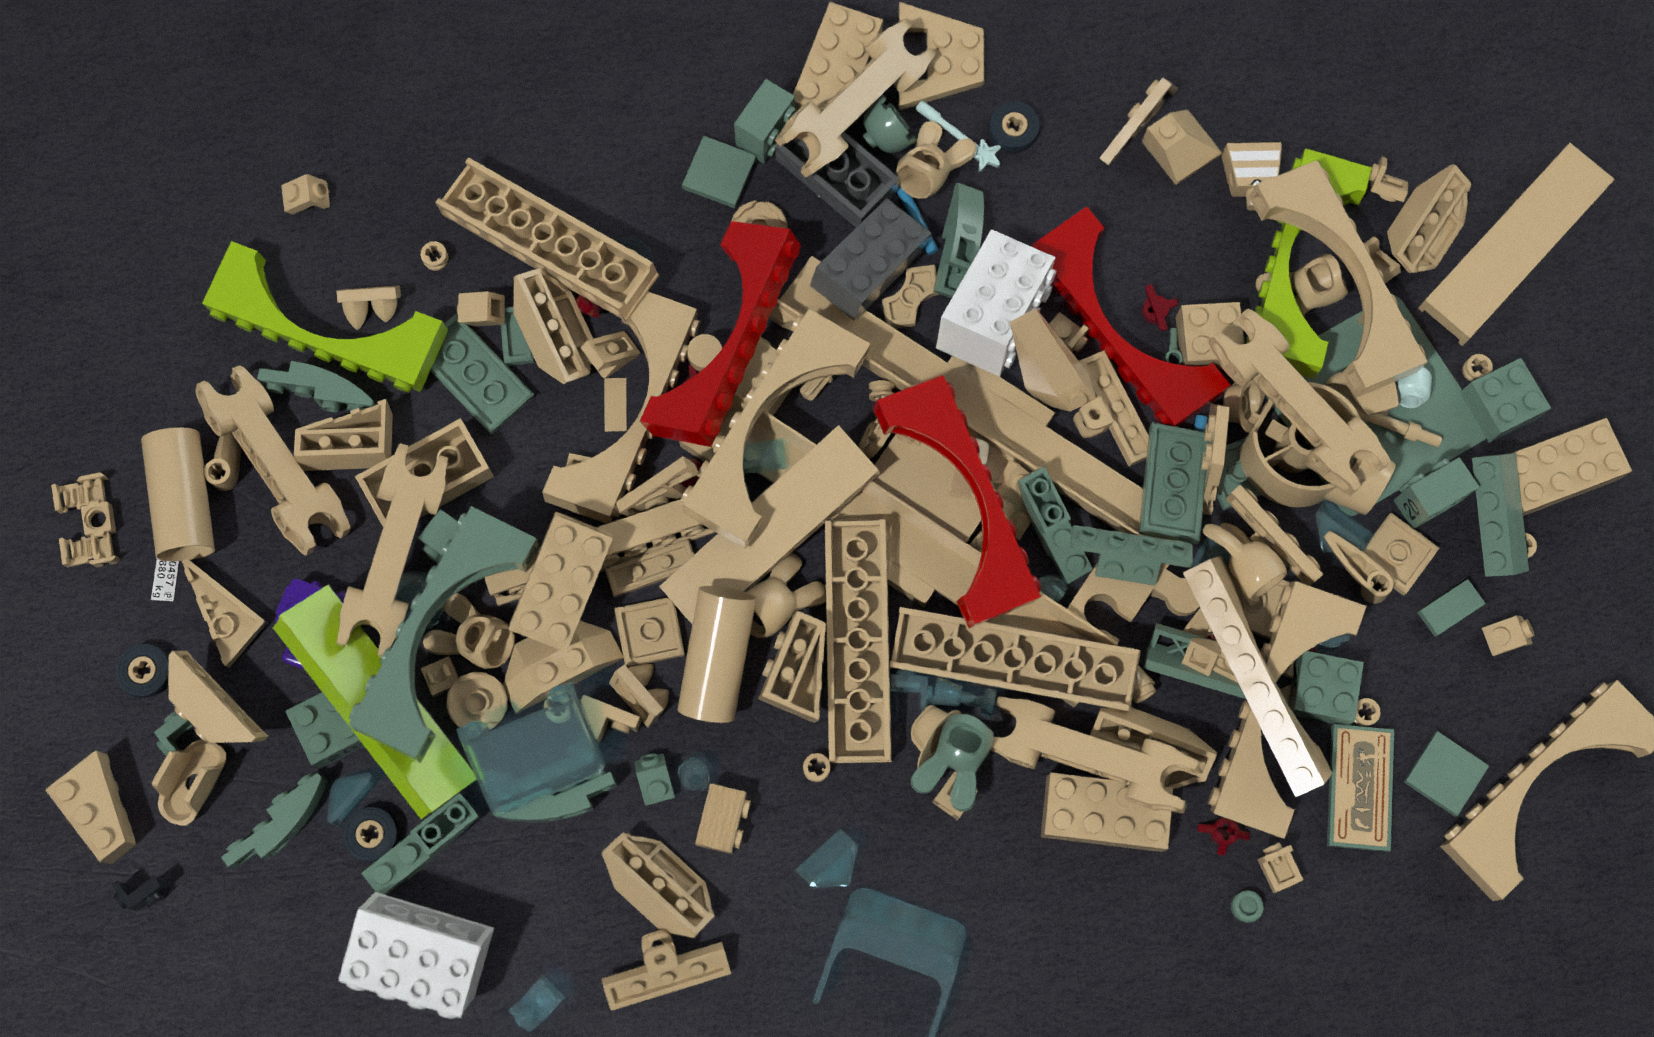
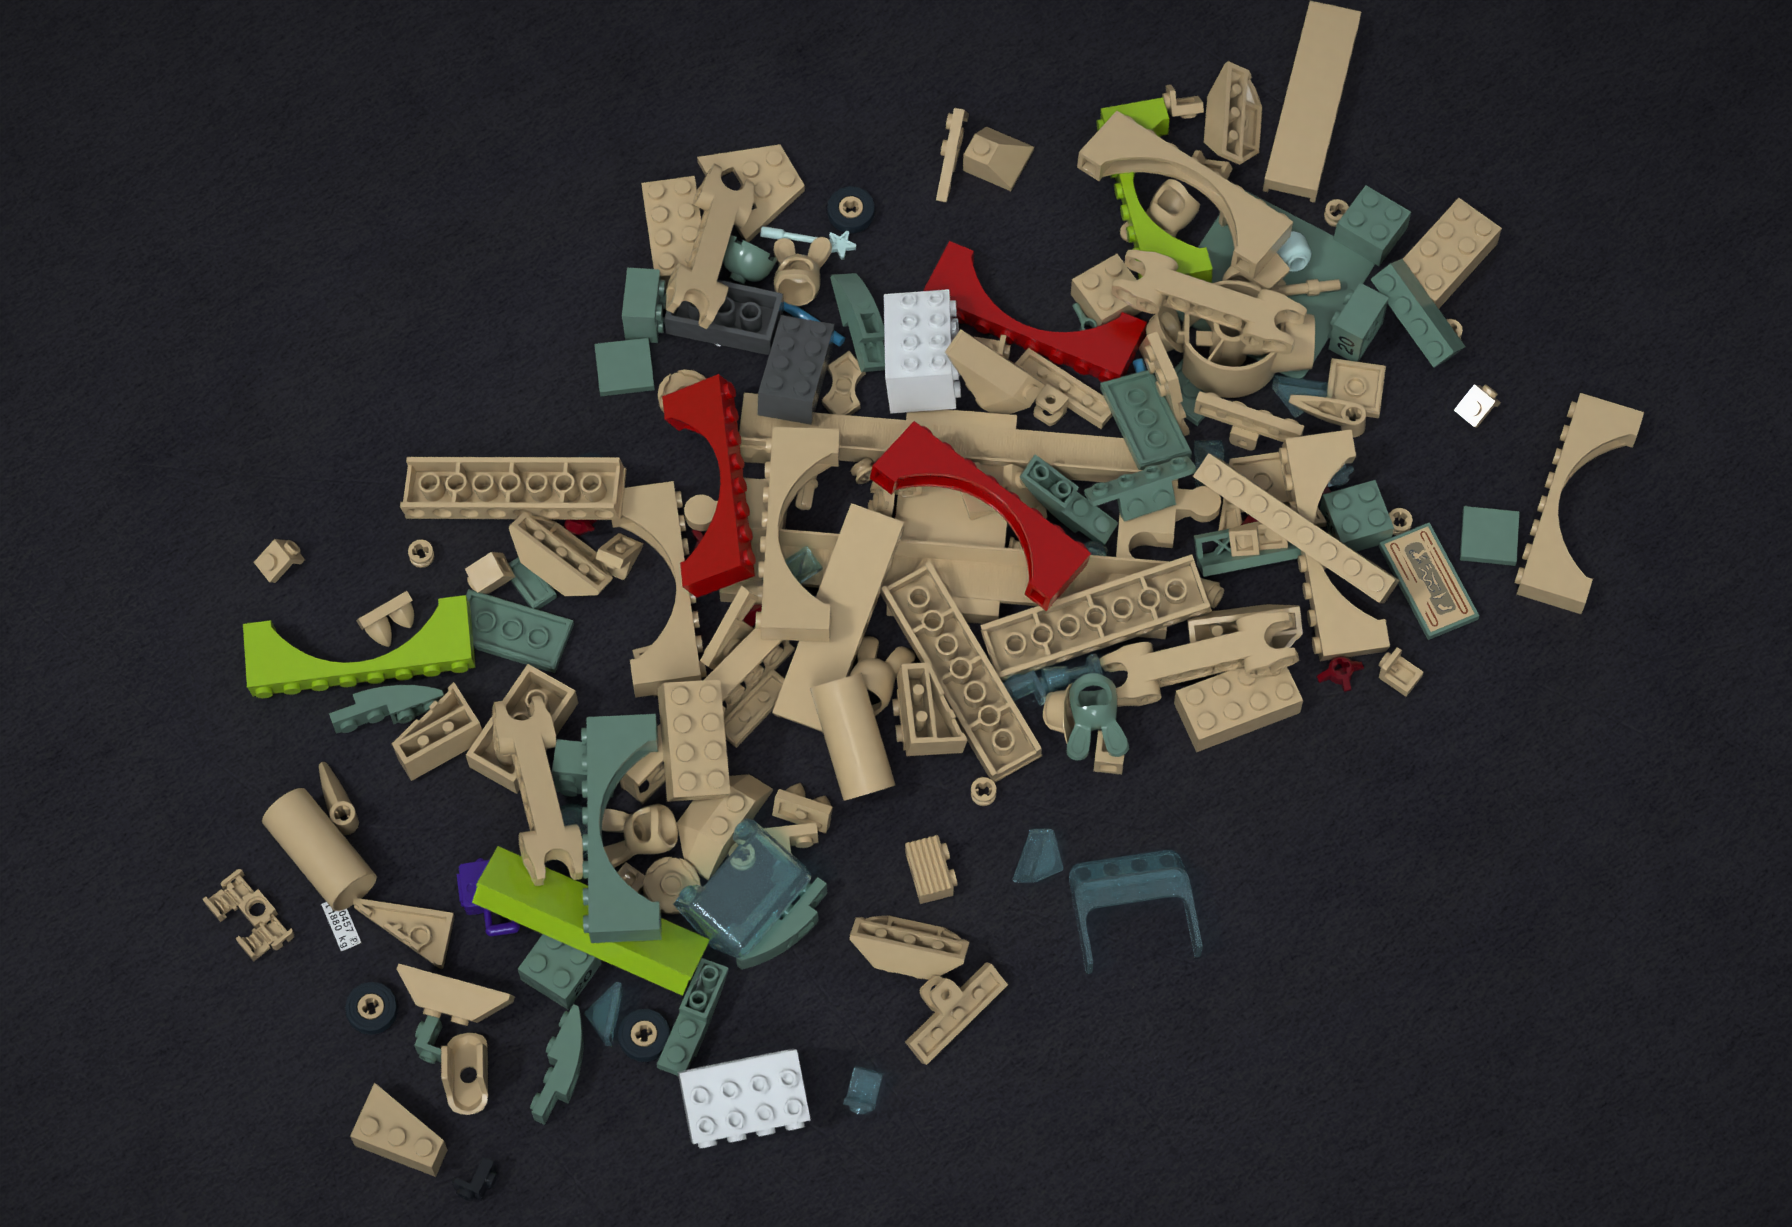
camera: 25 degrees left, 10 degrees down
(297, 497) = (426, 802): tan piece -> none
(615, 404) = (646, 595): tan sticker -> none
(649, 632) = (782, 757): tan tile -> none
(654, 778) = (855, 868): sand green bracket -> none
(694, 774) = (886, 846): clear light blue piece -> none
(1160, 307) = (1055, 291): dark red piece -> none
(1247, 906) = (1391, 717): sand green tile -> none
(1248, 165) = (1062, 144): tan torso -> none
(1251, 563) = (1243, 447): tan piece -> none
(1451, 608) = (1421, 407): sand green tile -> none

